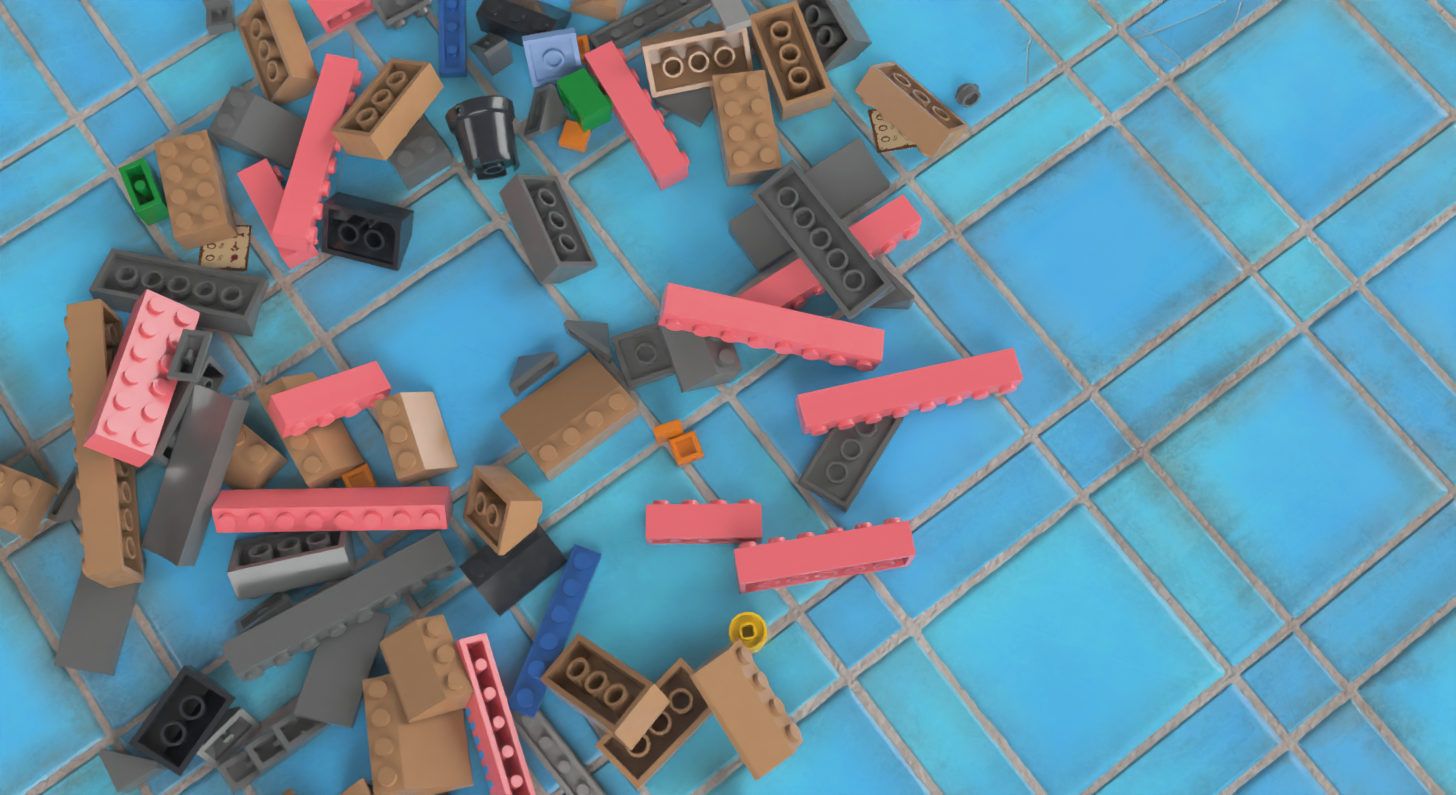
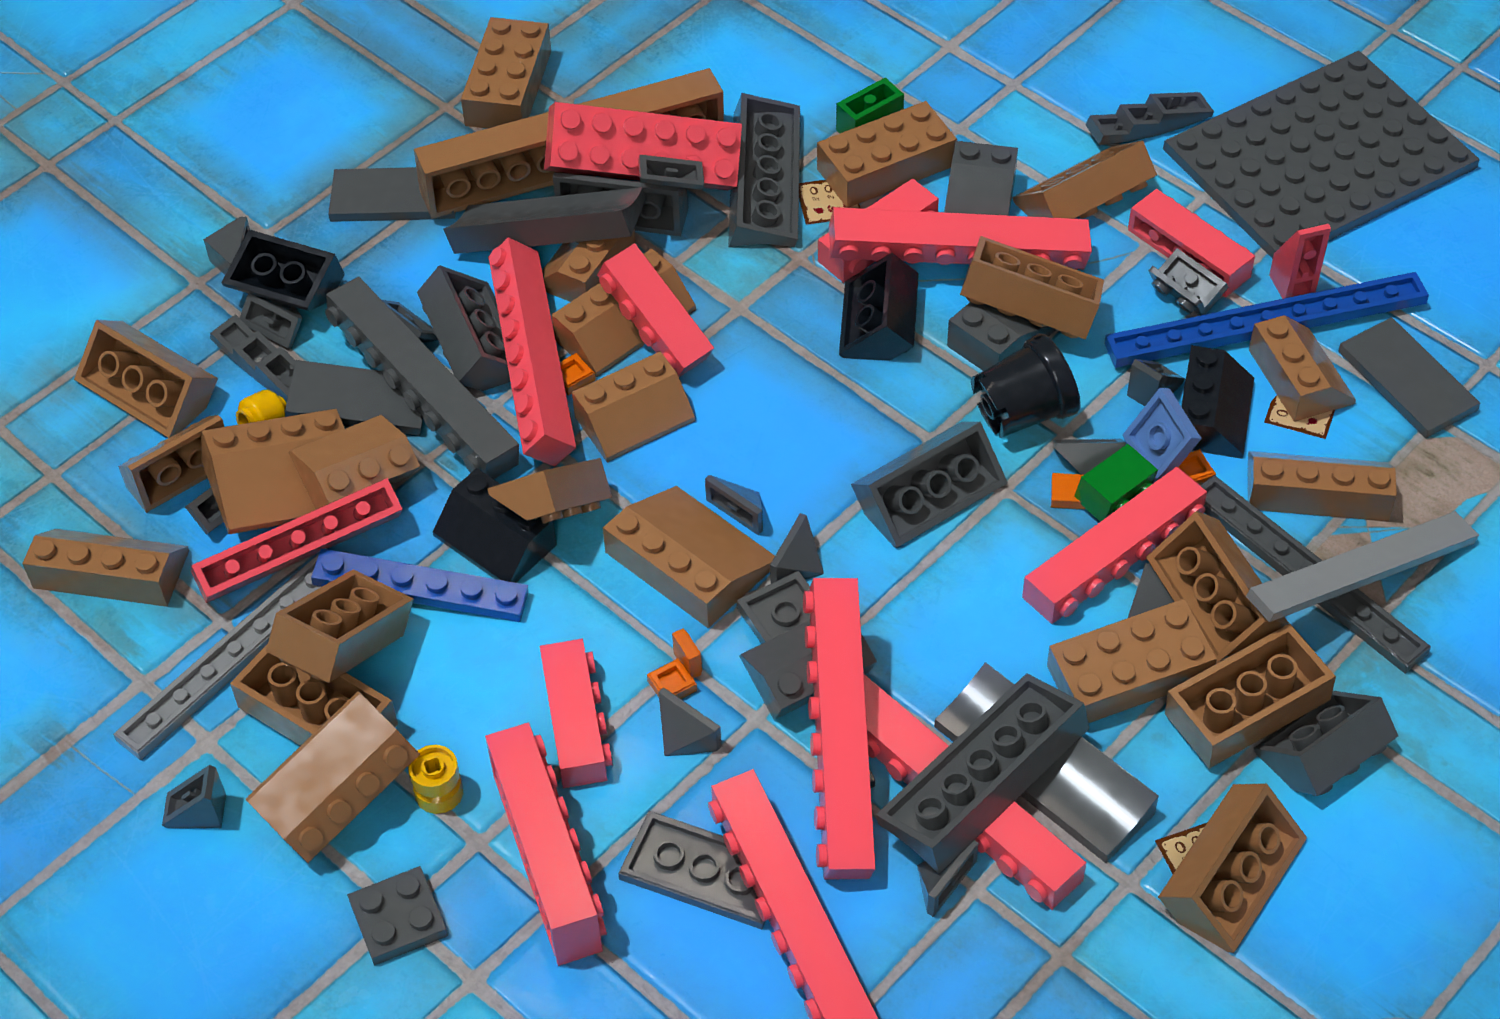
camera: 80 degrees right, 20 degrees down
(339, 750) = (260, 407): none -> yellow head
(731, 446) = (686, 728): none -> dark grey slope
(852, 677) = (397, 915): none -> dark grey plate
(968, 94) = (1281, 938): dark grey plate -> none

